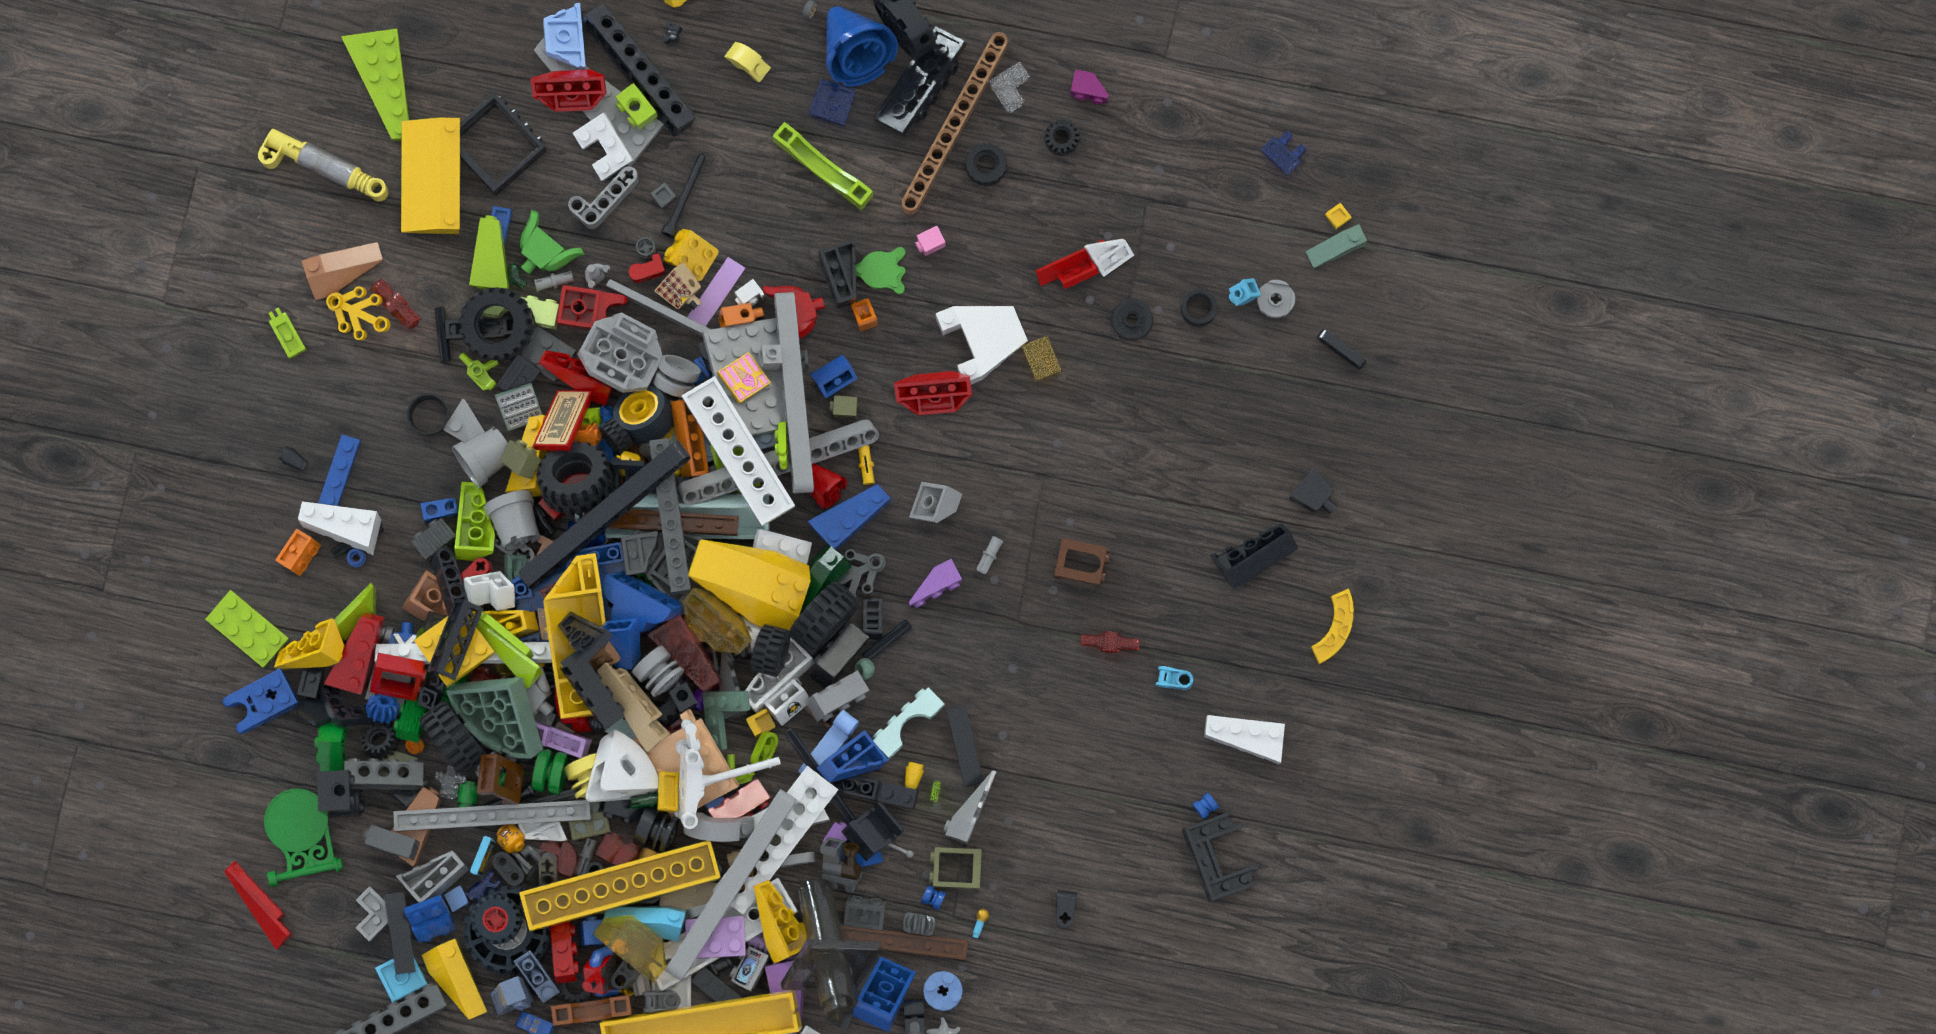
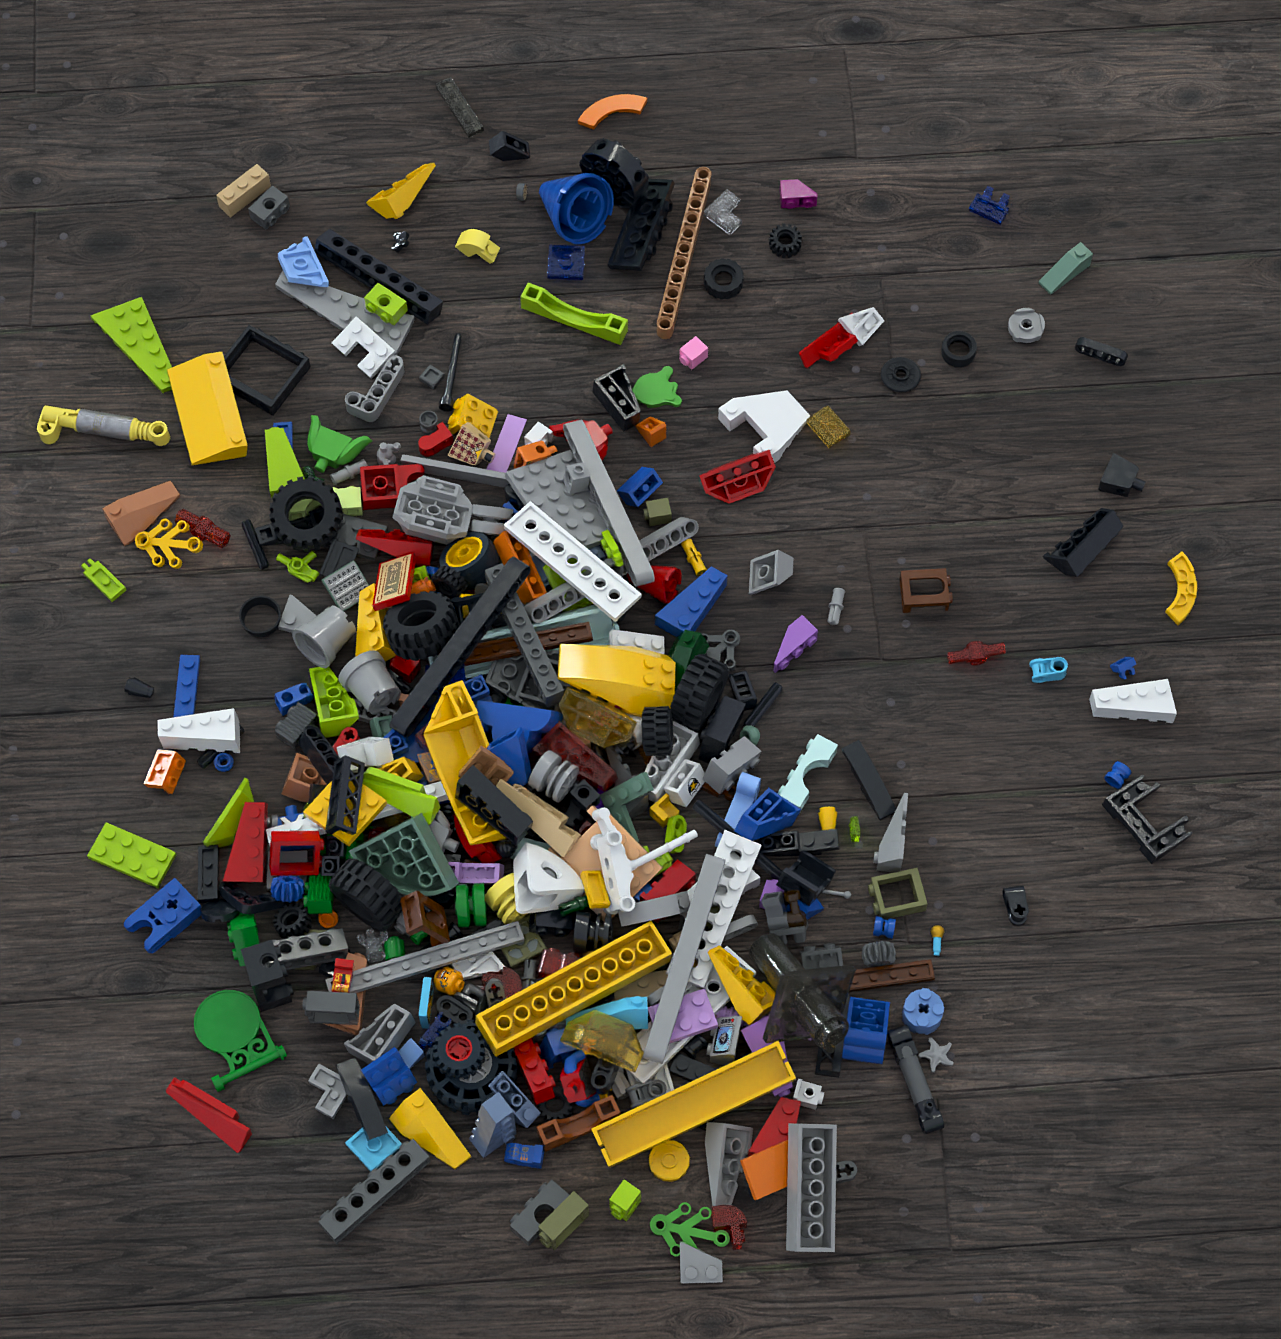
camera: 15 degrees left, 15 degrees down
(315, 649) = (207, 849): yellow wedge -> none
(408, 817) = (343, 975): none -> red leg
(520, 458) = (363, 622): olive brick -> none
(569, 89) = (320, 305): red wedge -> none
(584, 635) = (474, 752): black wing -> none
(638, 552) = (502, 677): dark grey wing -> none
(743, 378) = (557, 500): tile -> none
(1244, 292) = (1000, 322): medium azure brick -> none
(1249, 693) = (1122, 665): none -> blue tile
(1338, 216) = (1057, 246): yellow tile -> none

